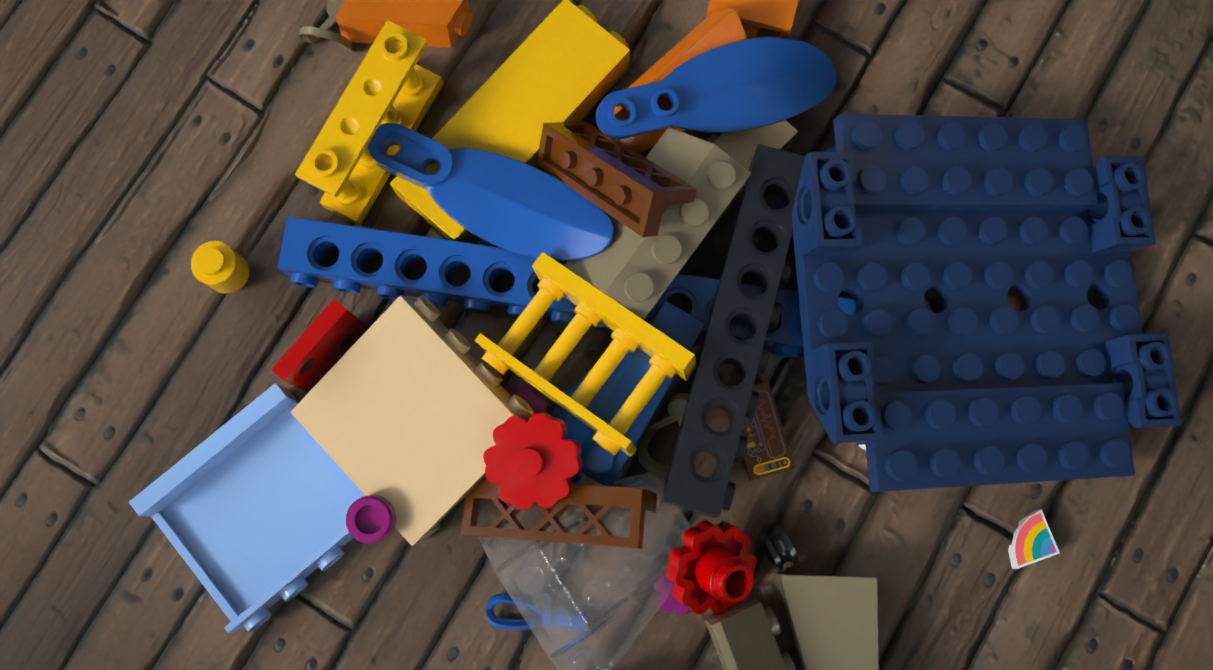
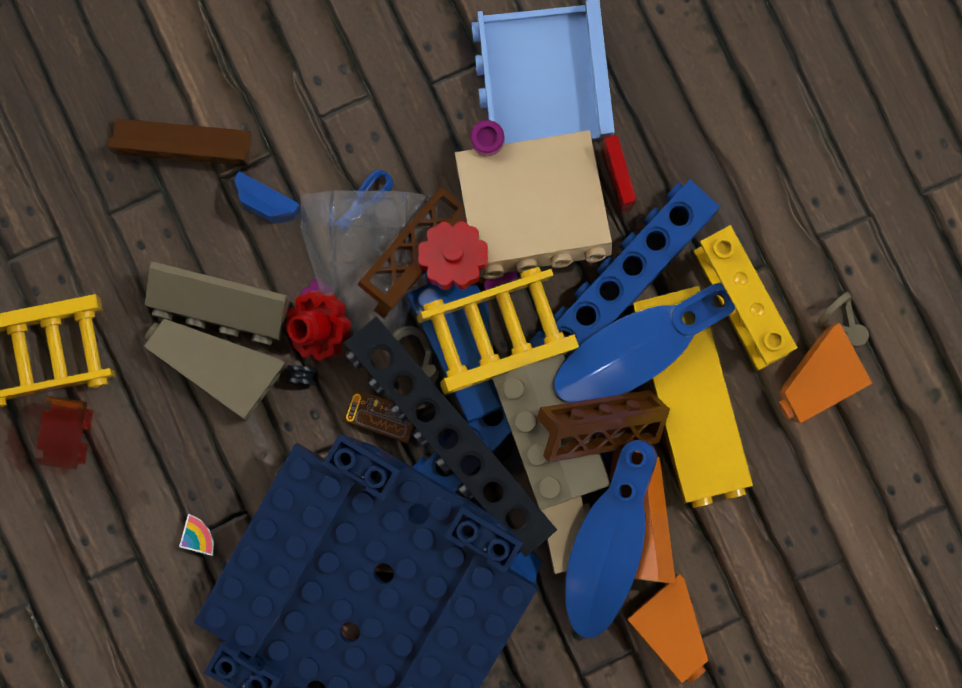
camera: 115 degrees right, 5 degrees up
(220, 267) = (717, 143): yellow brick -> none

